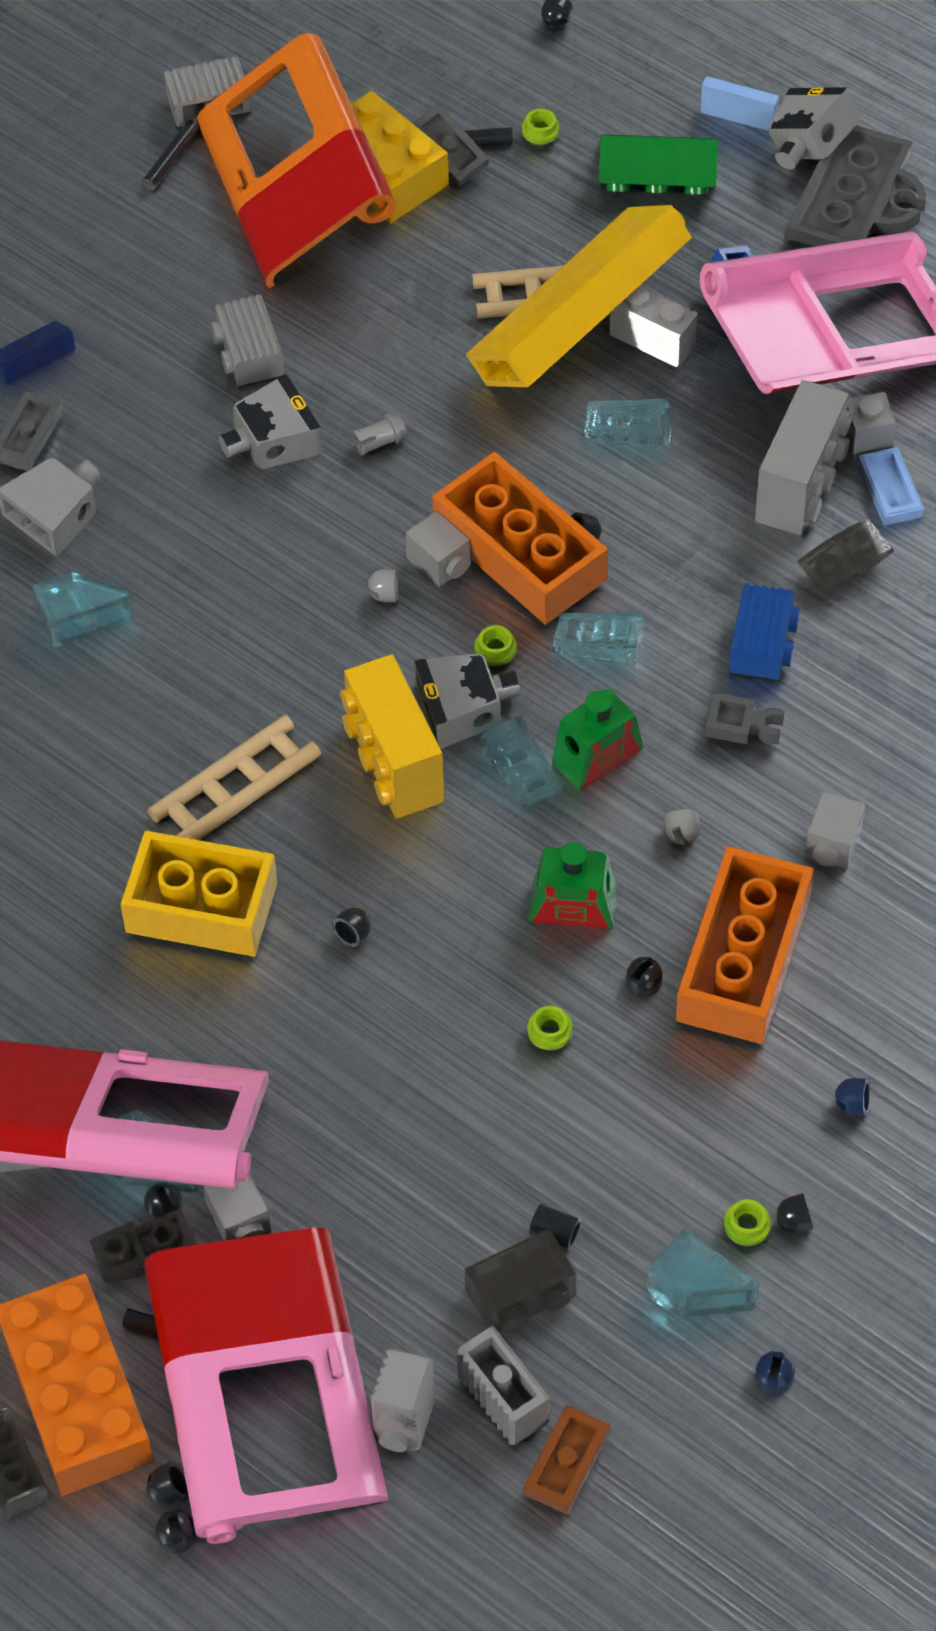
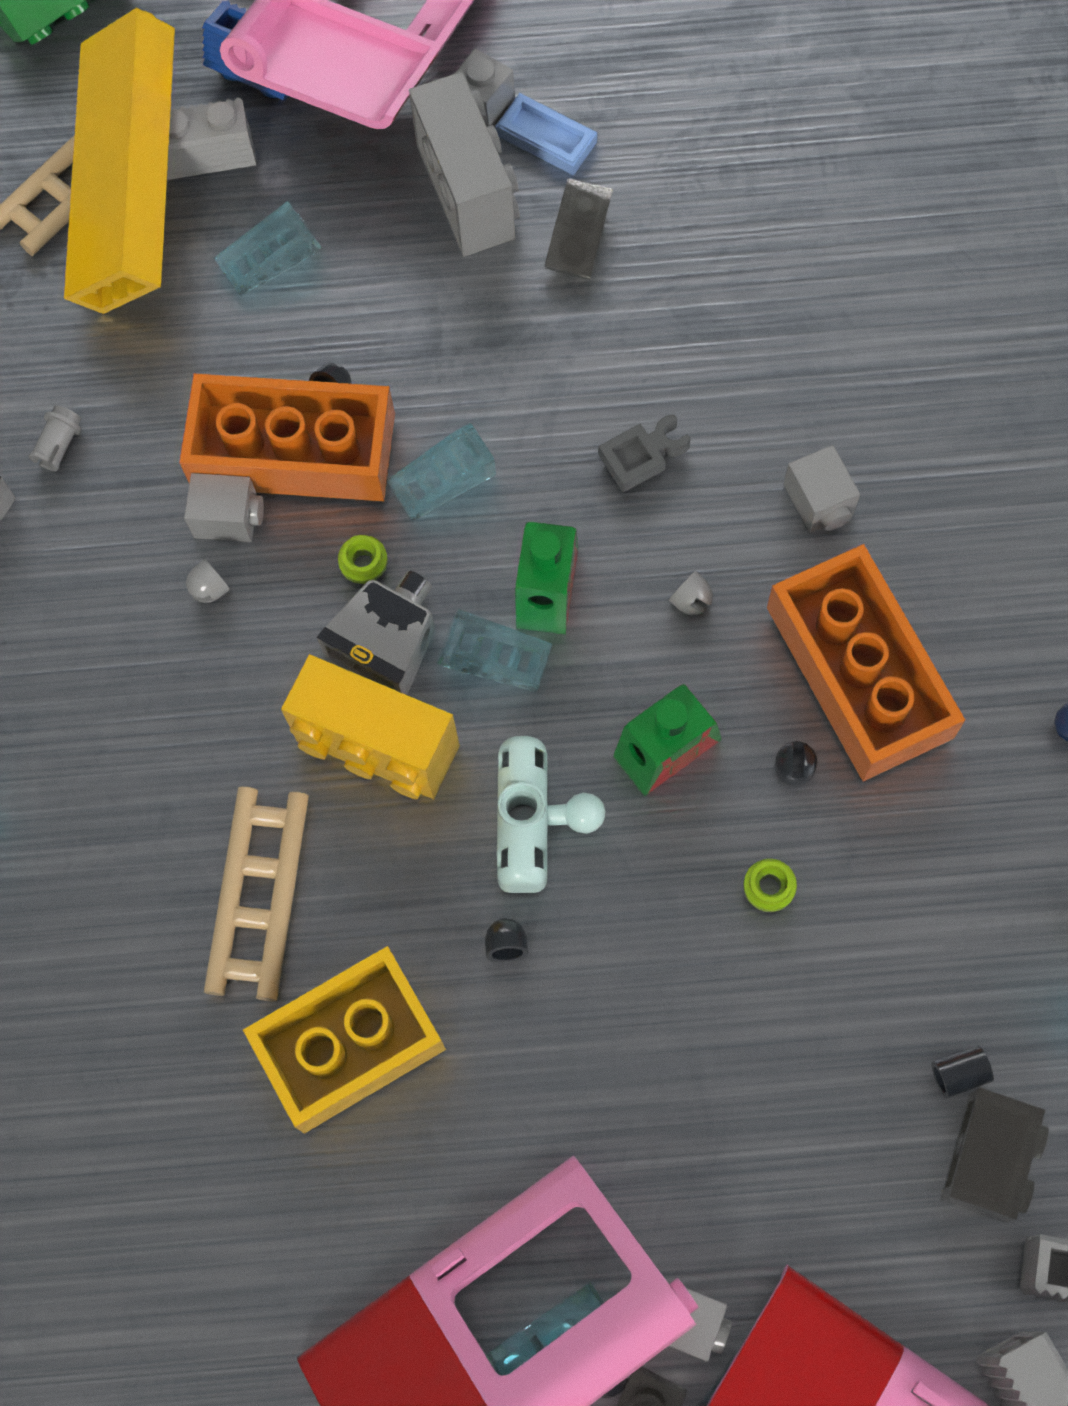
camera: 40 degrees left, 15 degrees up
(456, 856) = (528, 785): none -> light aqua piece
(762, 632) = (581, 354): blue brick -> none

